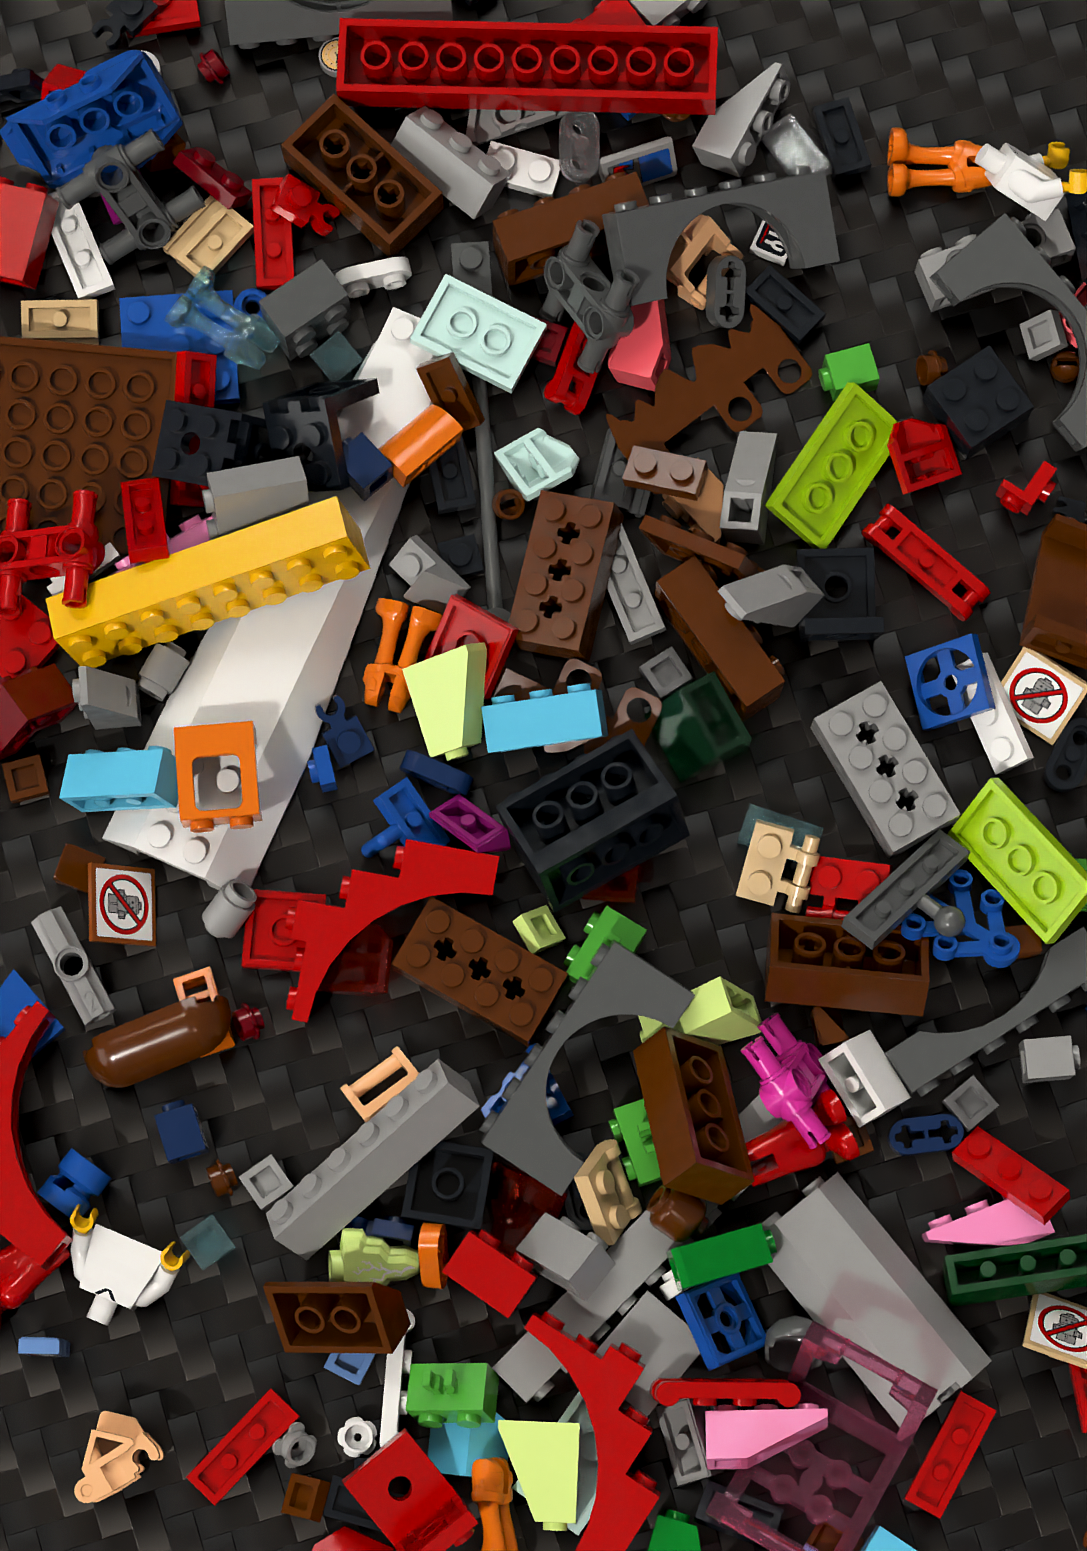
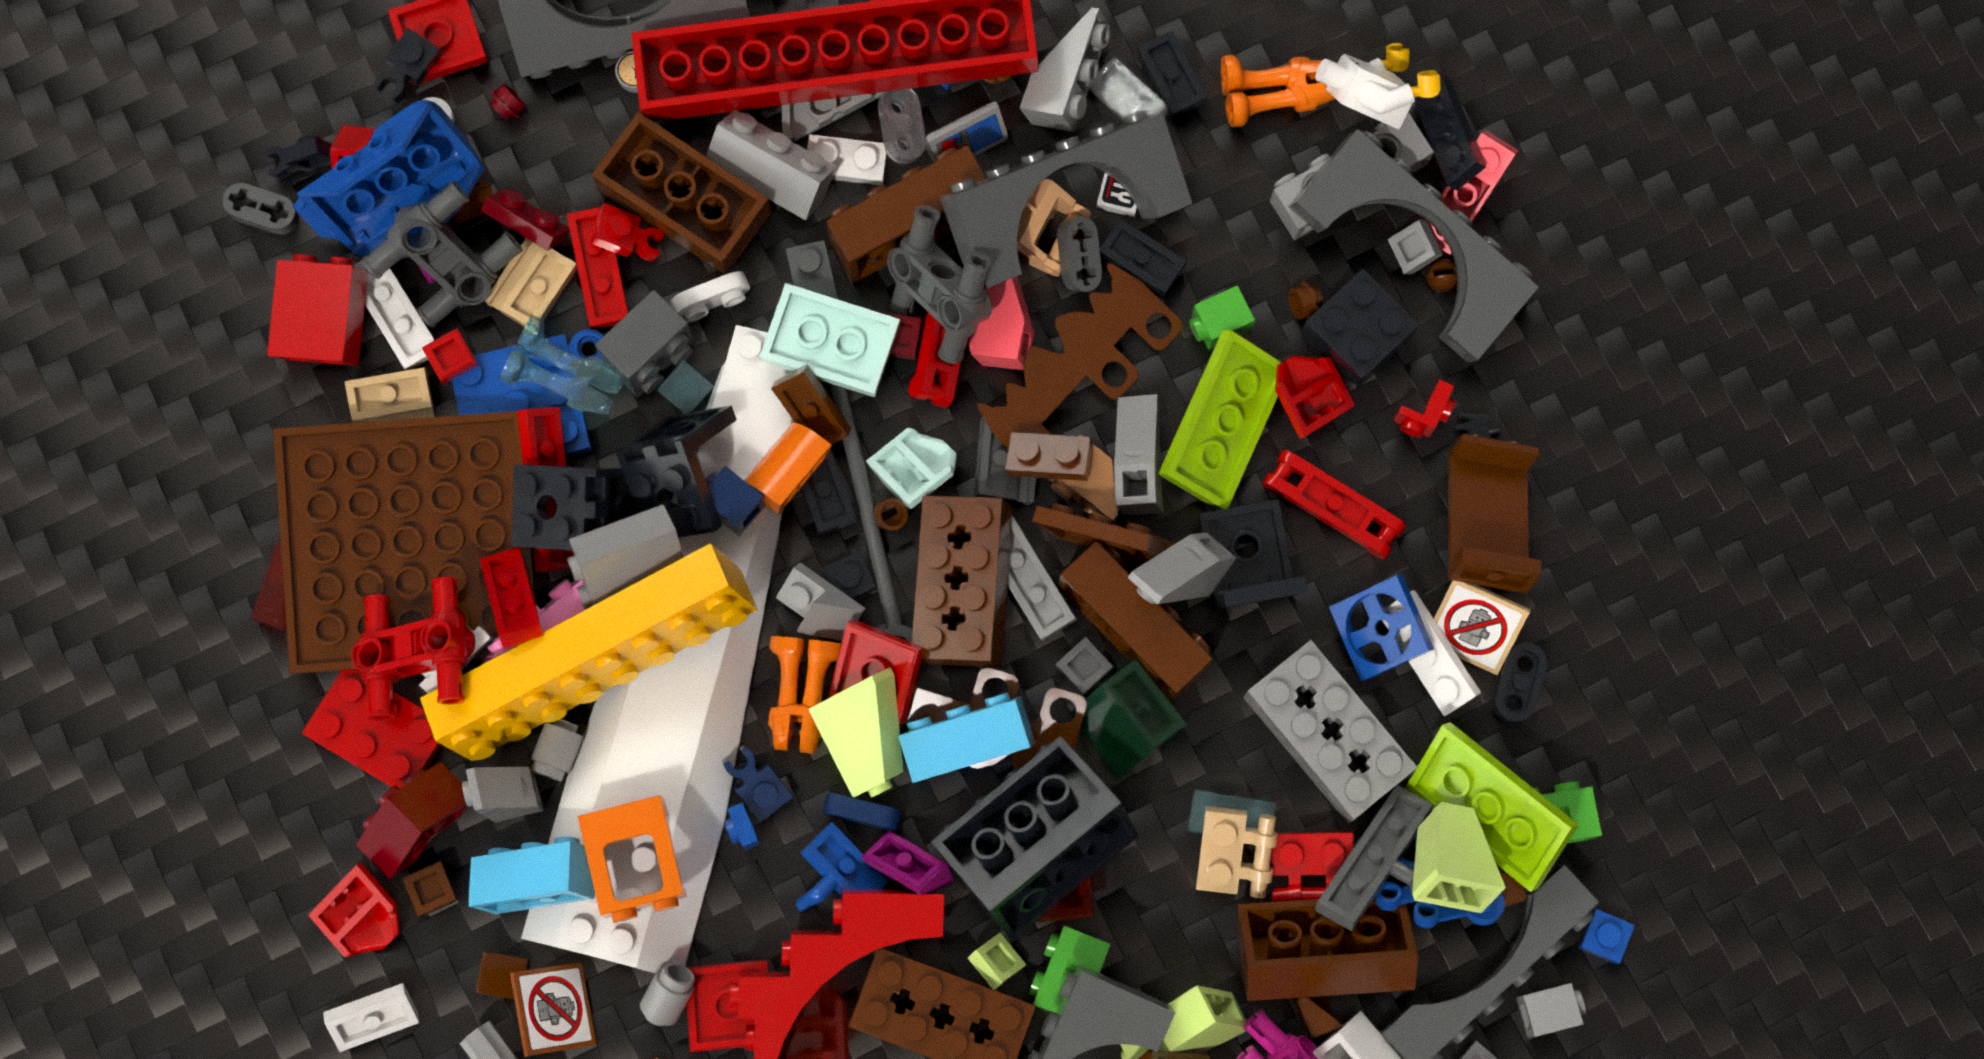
camera: 10 degrees left, 0 degrees up
(122, 293) = (450, 356): none -> red tile
(979, 902) = (1455, 861): none -> yellowish green slope

